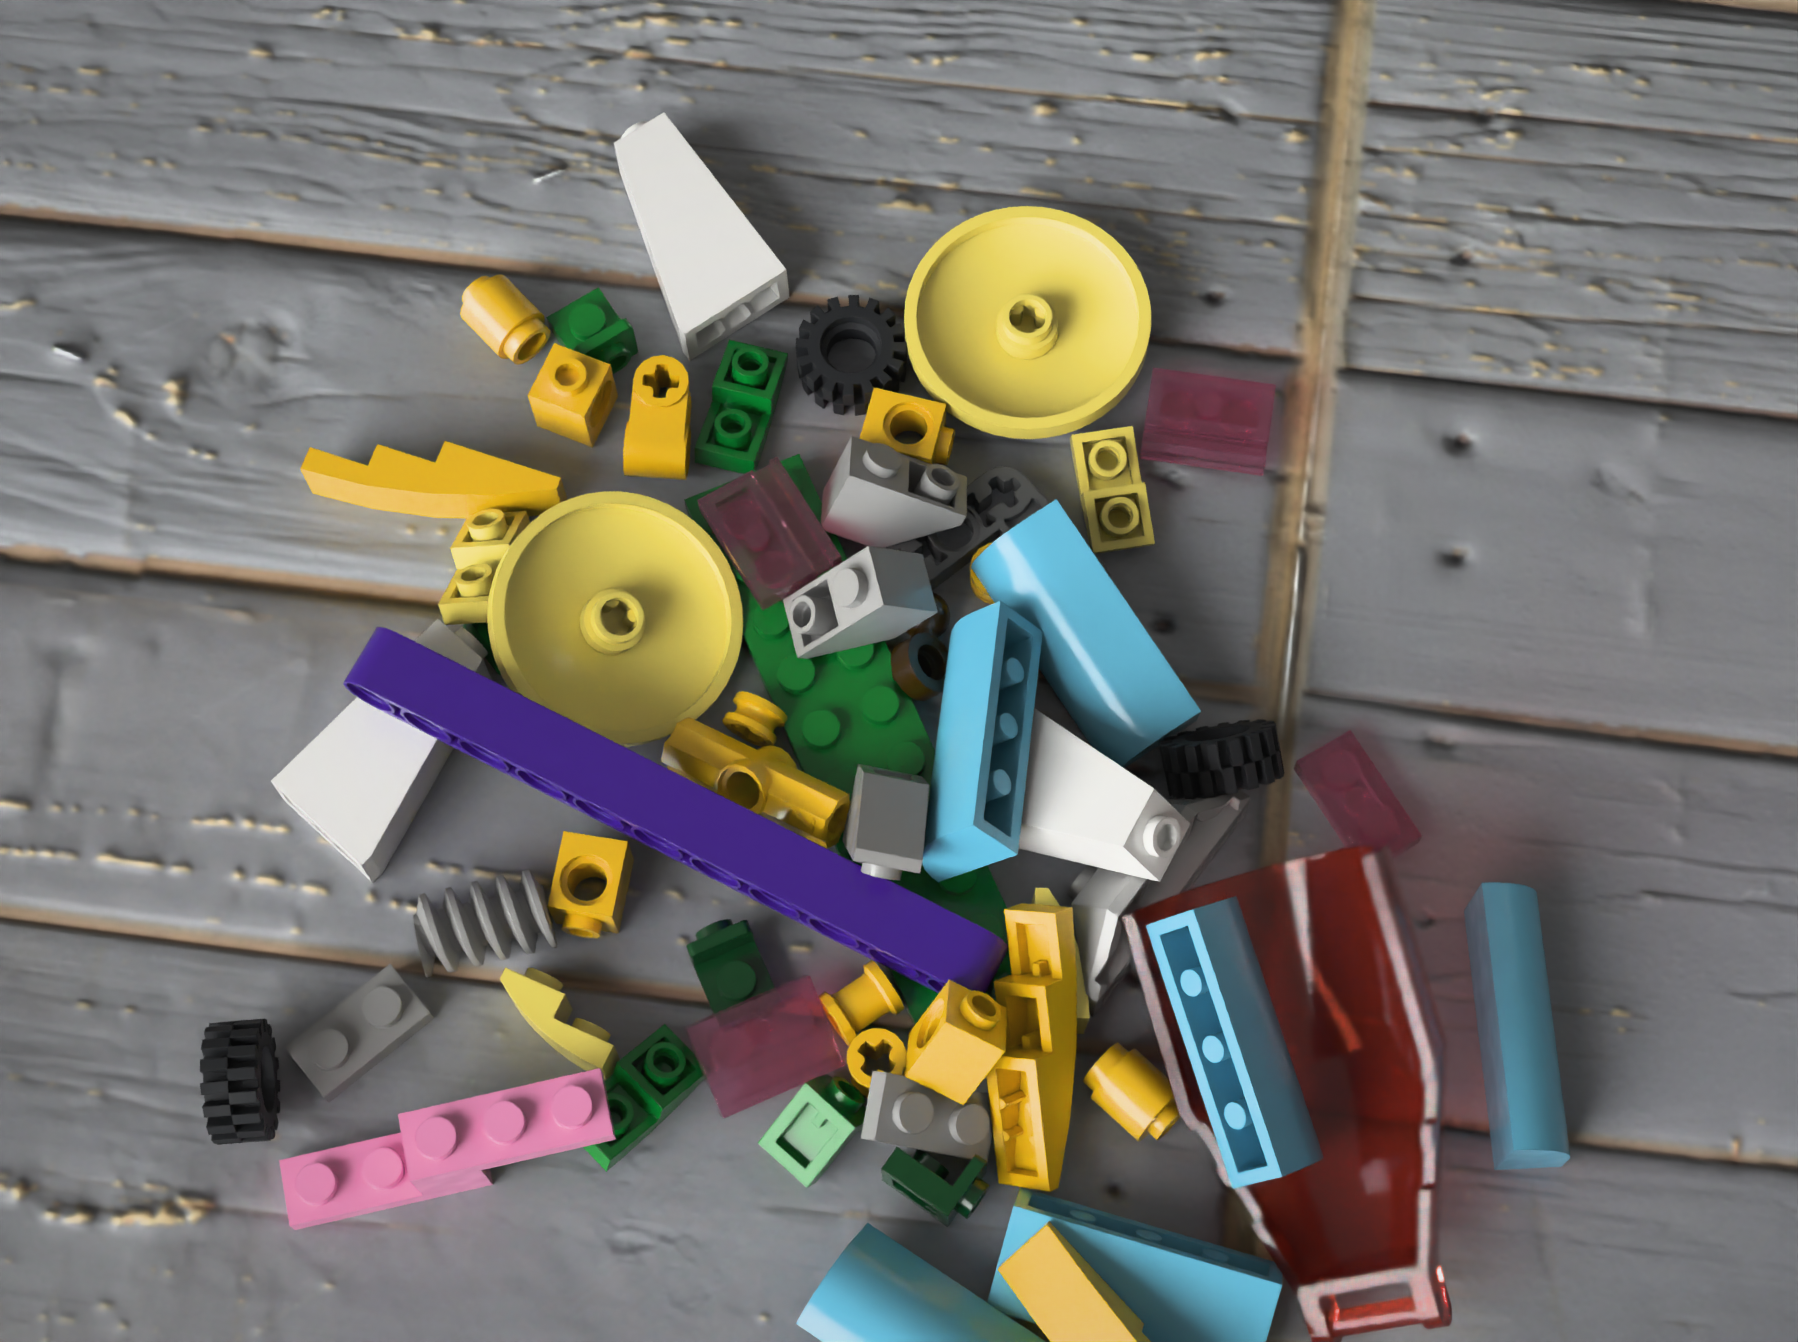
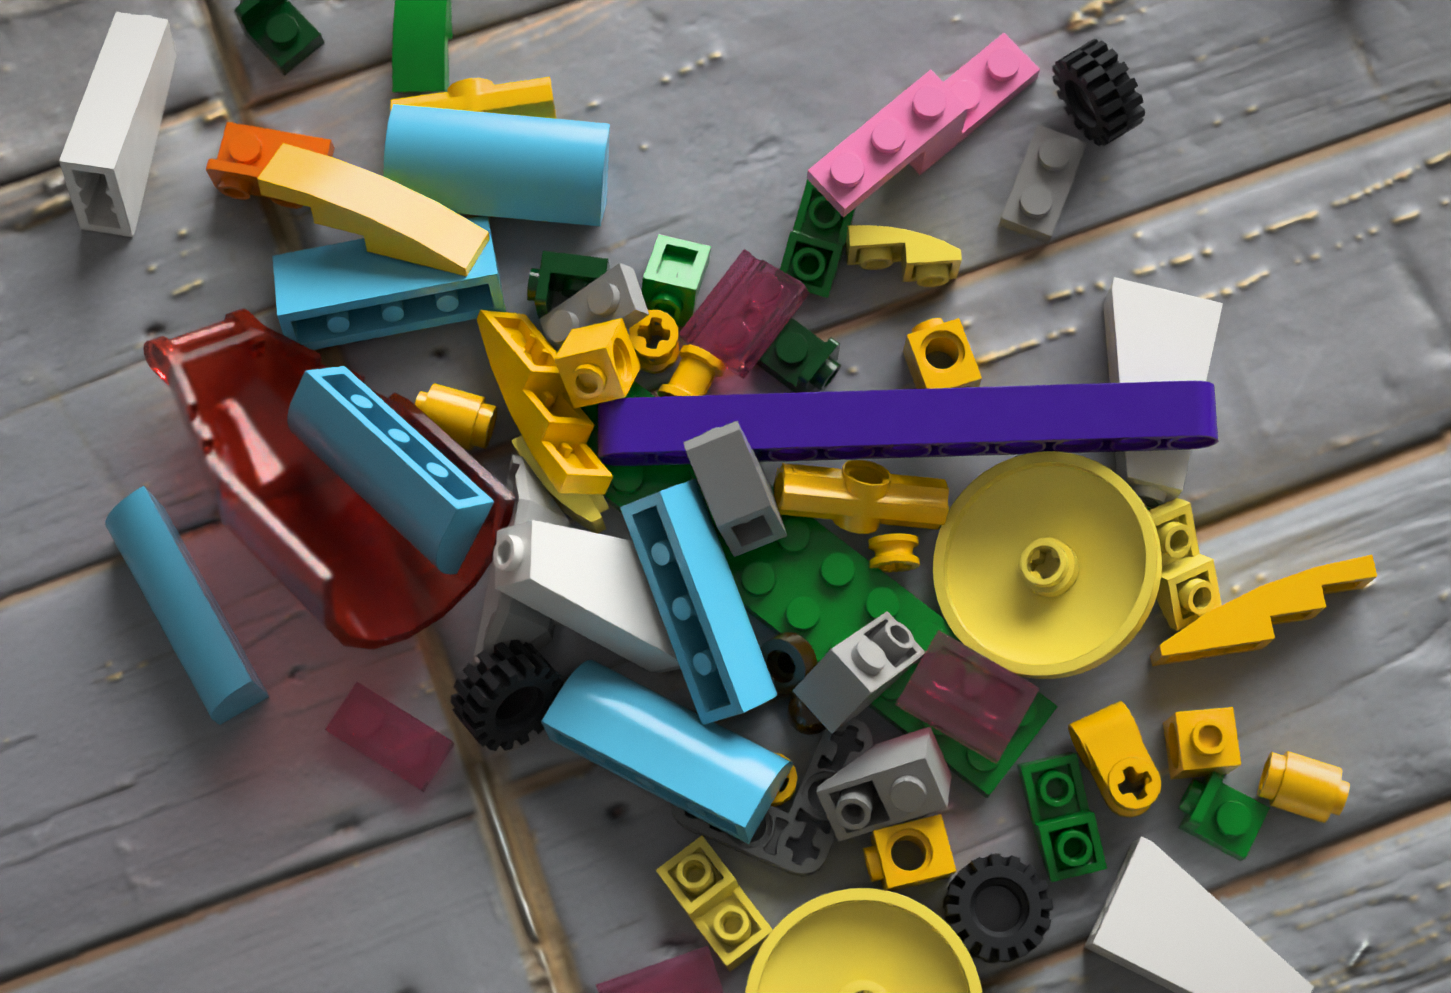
camera: 150 degrees right, 5 degrees up
(482, 922) = (1001, 290): light grey piece -> none

